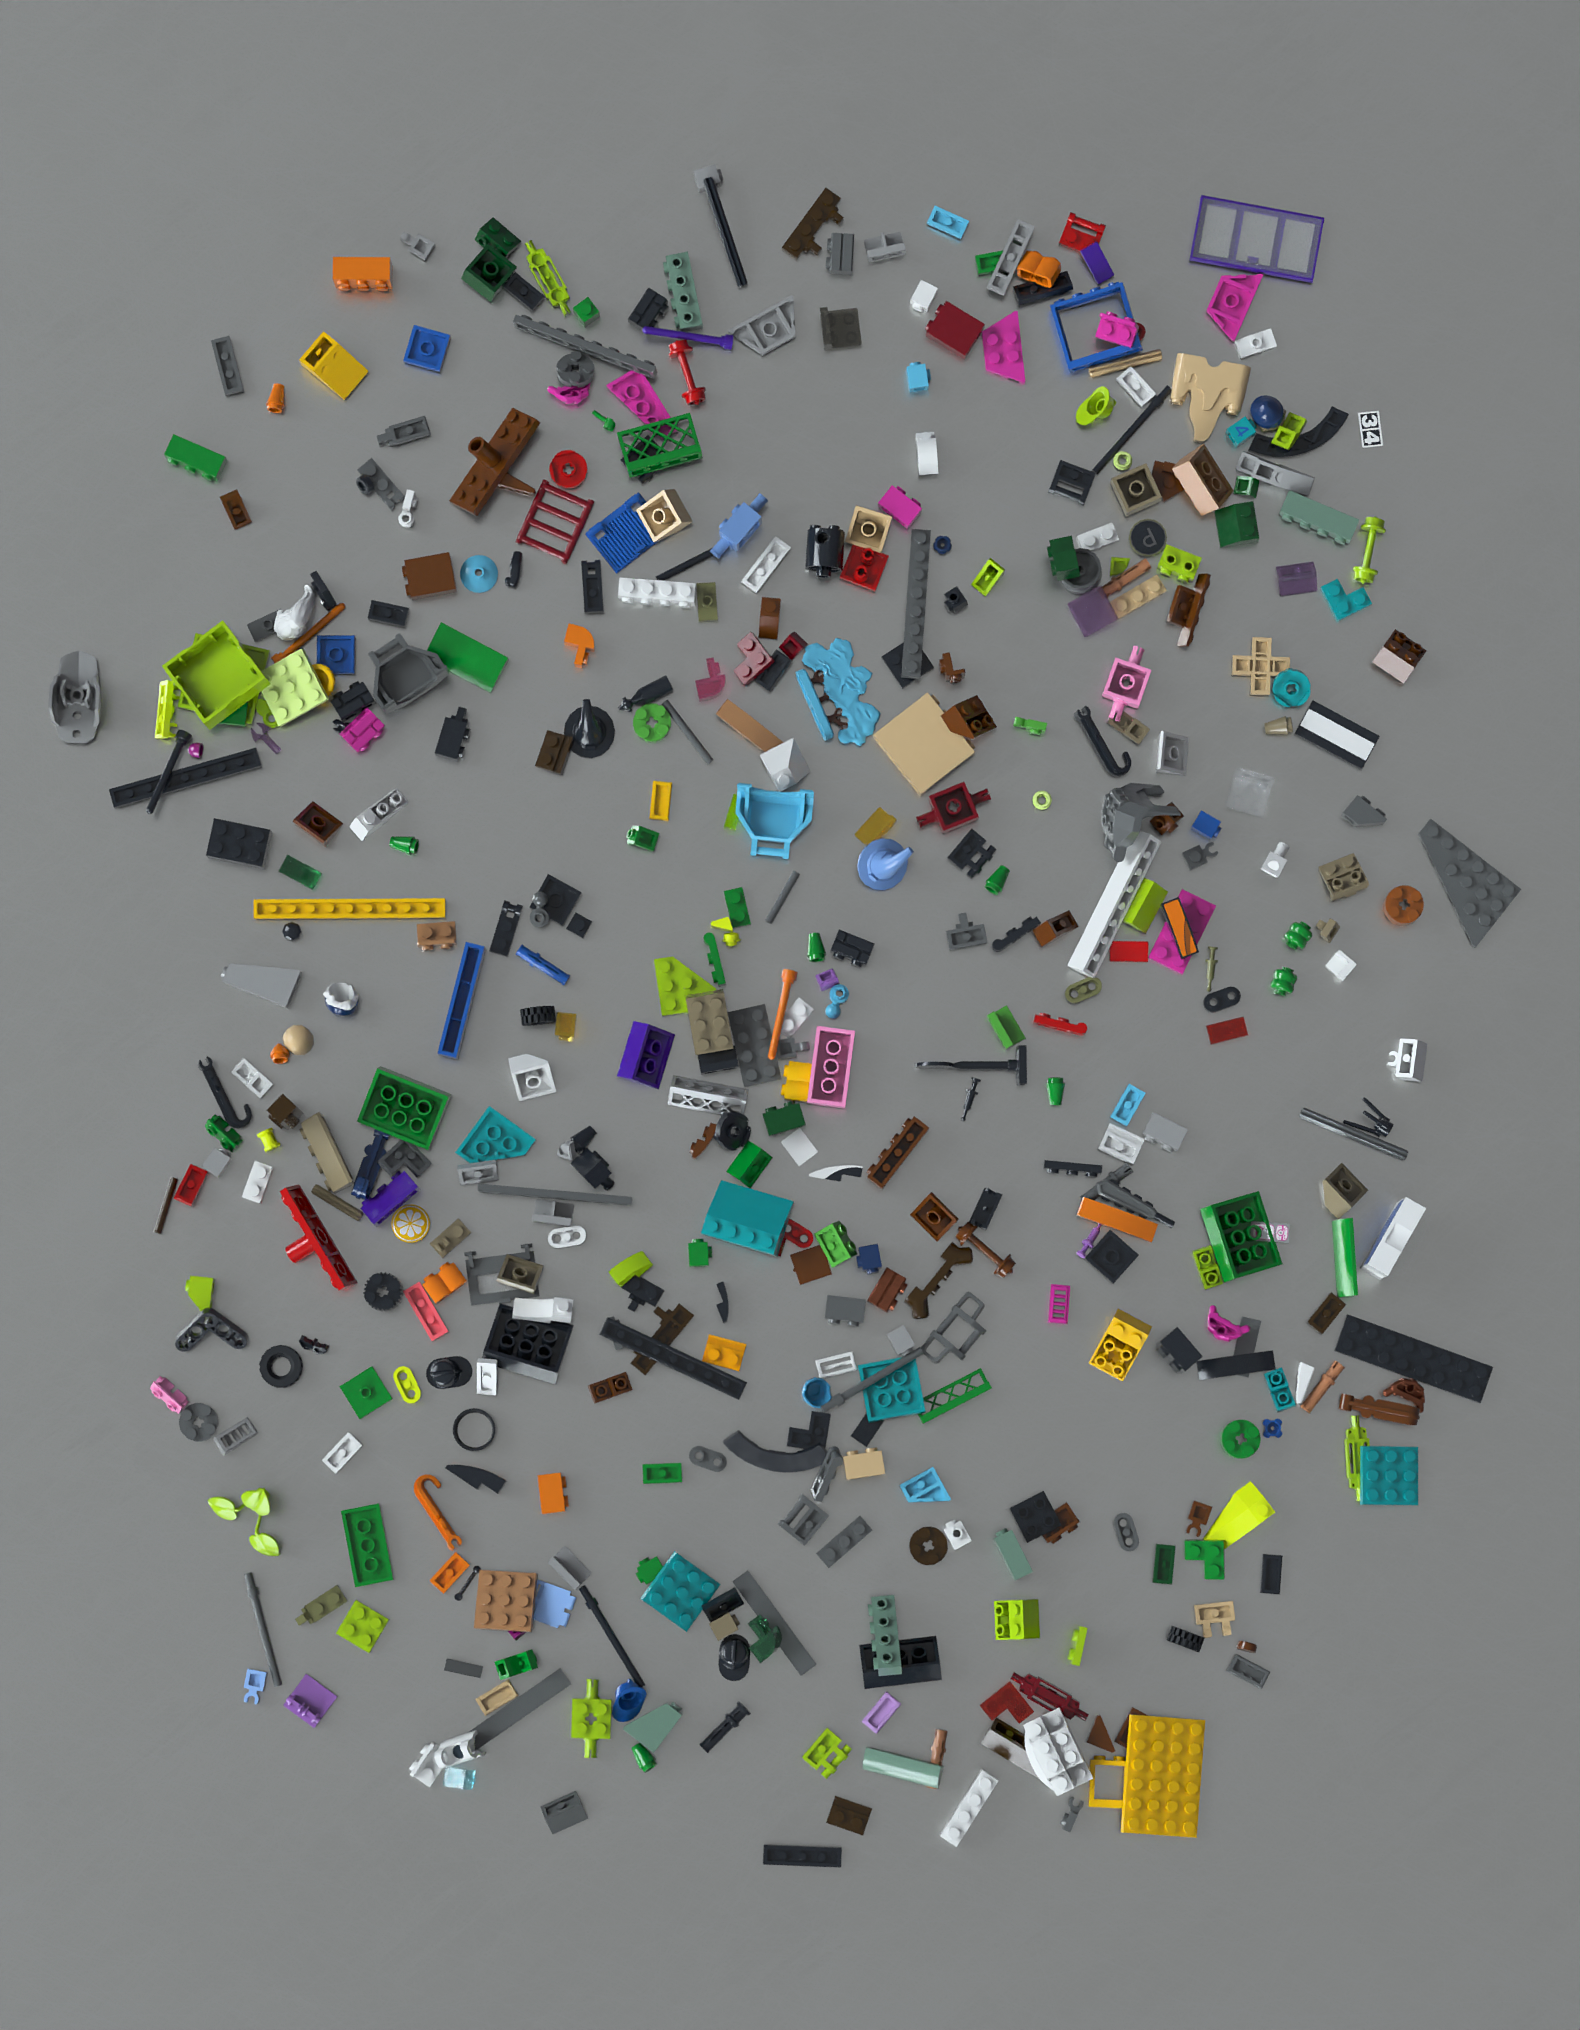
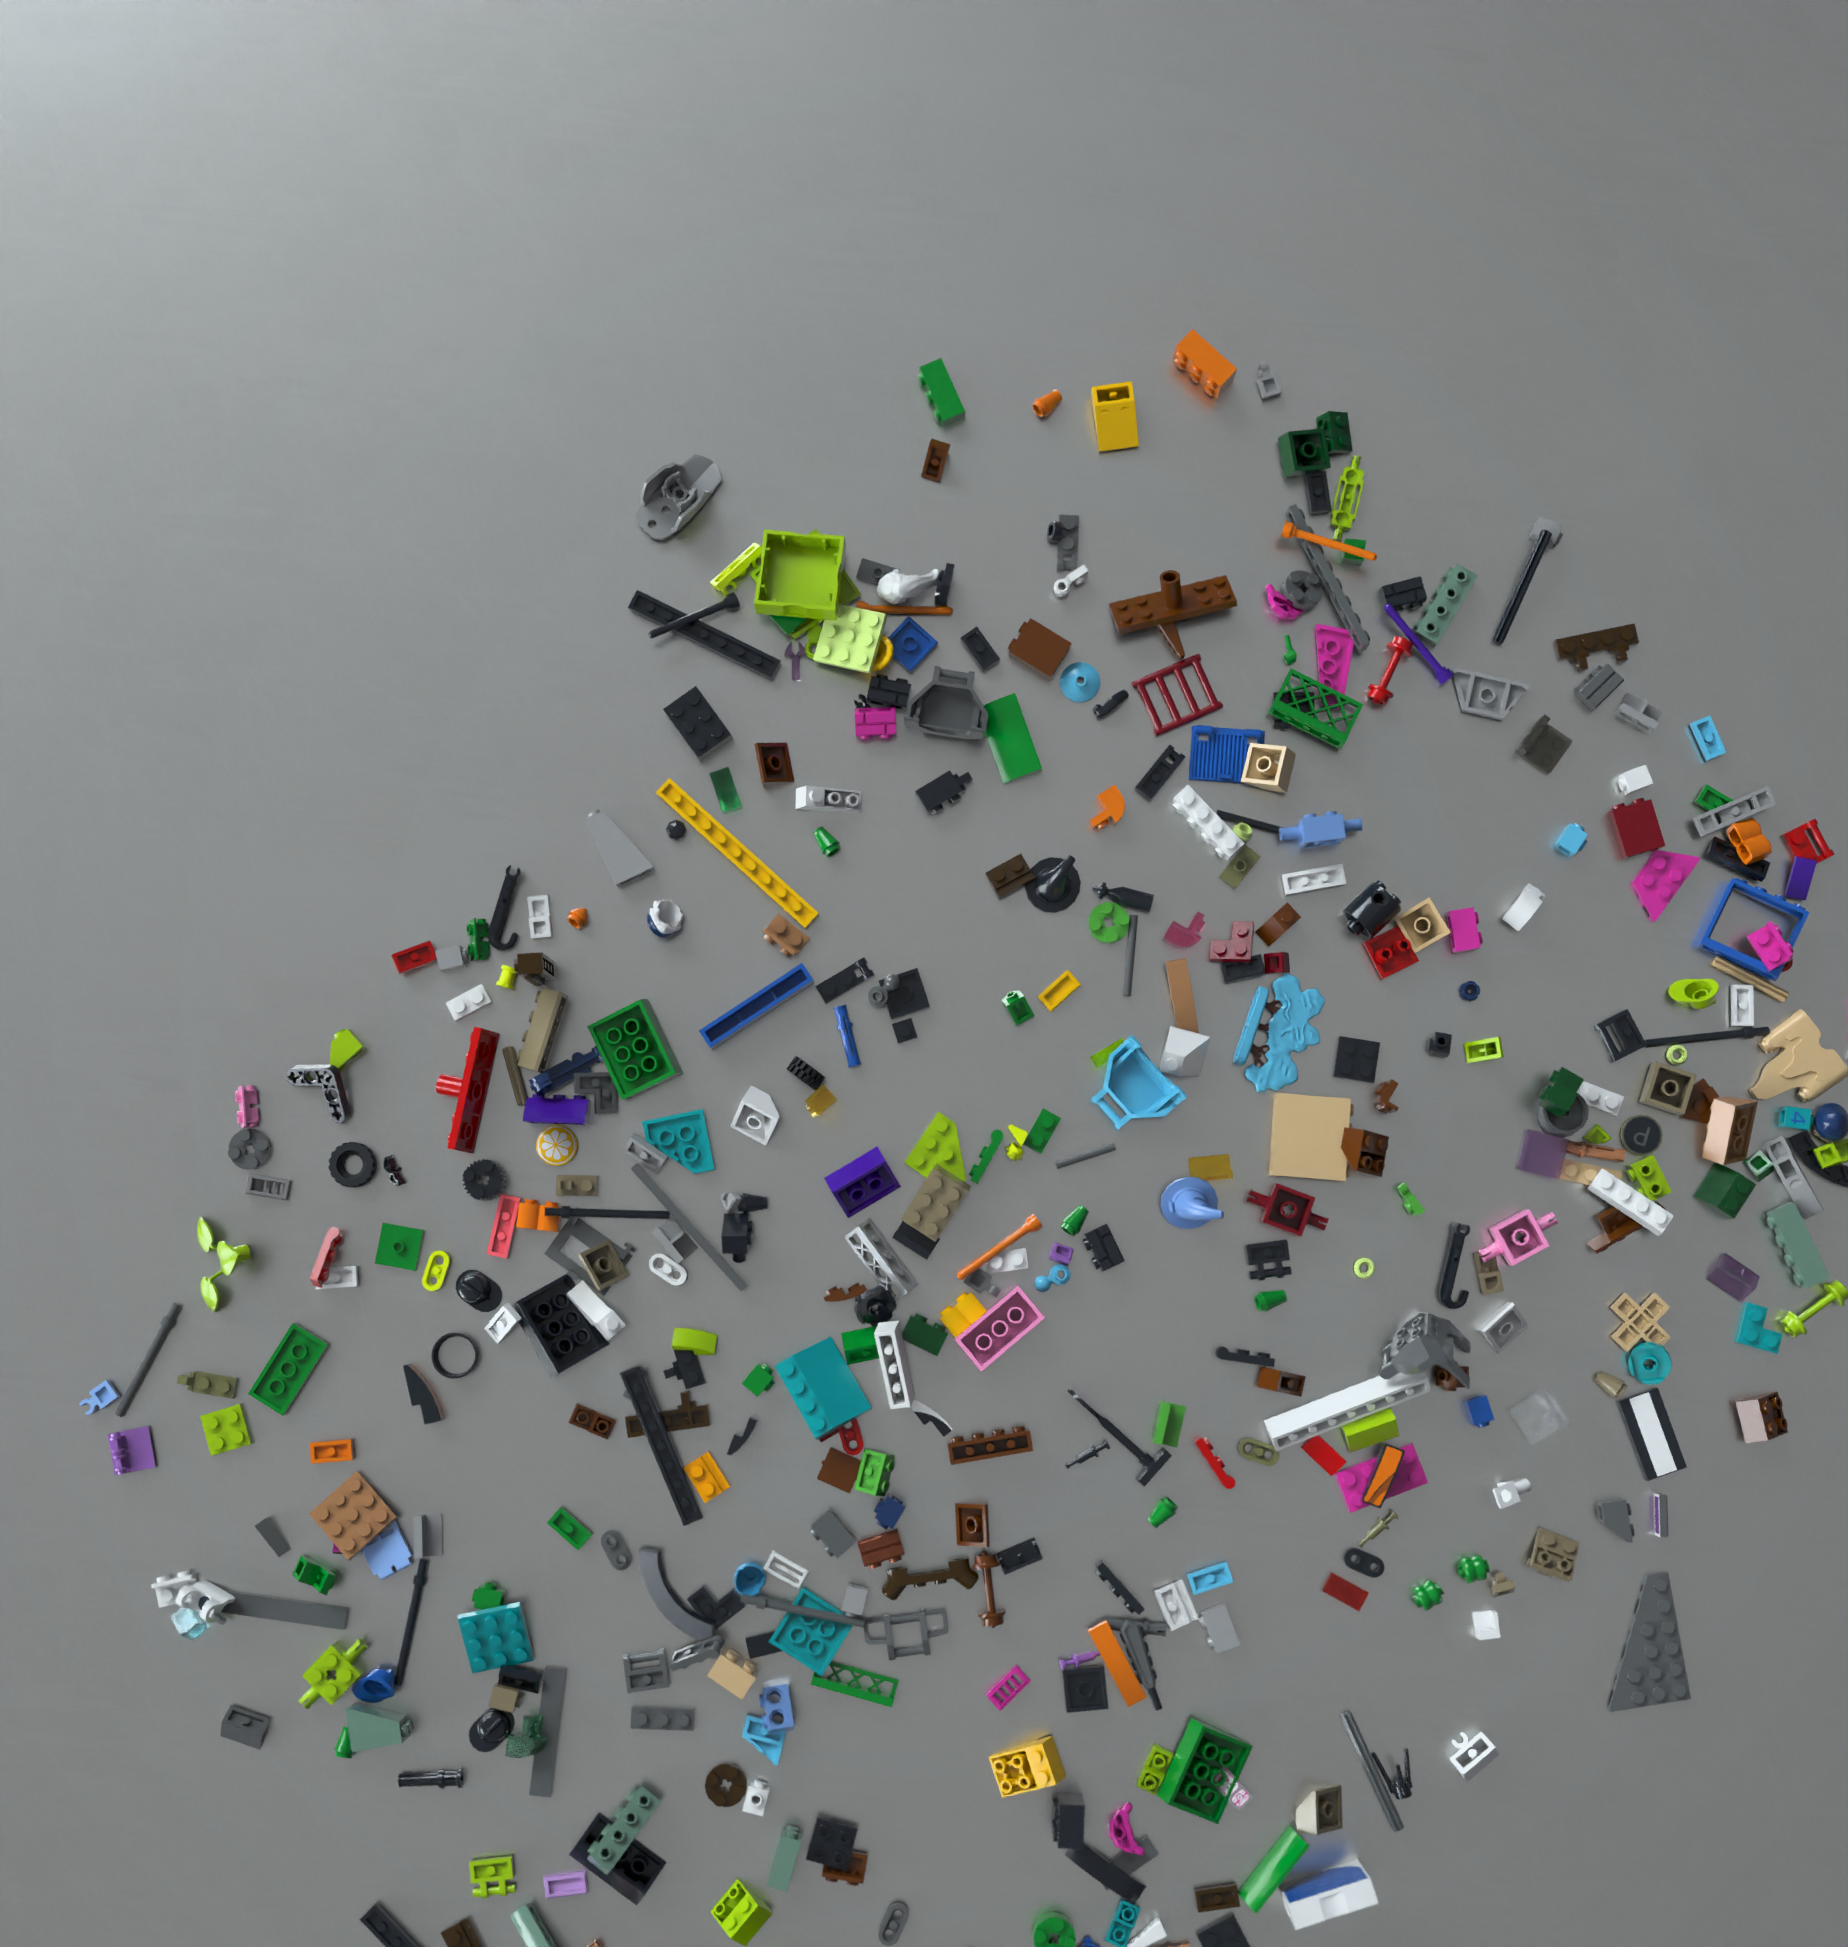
camera: 45 degrees right, 0 degrees up
(165, 1205) = (381, 955): dark brown piece -> none
(196, 750) = (733, 620): magenta hinge -> none
(227, 365) = (1032, 343): dark grey plate -> none
(298, 1040) = (603, 919): tan hair -> none
(322, 1442) = (326, 1256): none -> plate
(405, 432) = (1123, 518): dark grey hinge -> none
(426, 348) = (1200, 468): blue plate -> none
(433, 1511) = (364, 1389): orange piece -> none
(458, 1596) = (322, 1475): black hinge -> none
(460, 1260) = (567, 1212): none -> black bar
(497, 1697) = (277, 1585): tan tile -> none
(530, 337) = (1292, 531): none -> orange piece
(552, 1493) = (468, 1463): orange brick -> none
(559, 463) = (1221, 652): red plate -> none
(687, 575) = (1243, 831): none -> yellowish green plate
(752, 1044) = (954, 1251): dark grey plate -> none
(782, 1156) = (894, 1364): none -> white brick
(799, 1146) = (919, 1366): white sticker -> none
(916, 604) = (1405, 1019): dark grey plate -> none
(918, 1458) = (782, 1708): none -> medium blue brick
(966, 934) = (1205, 1320): dark grey hinge -> none
(1179, 590) = (1630, 1202): none -> white brick
(1197, 856) = (1448, 1428): dark grey plate -> none
(1391, 784) = (1661, 1514): none -> dark grey tile
(1394, 911) = (1593, 1627): dark orange brick -> none

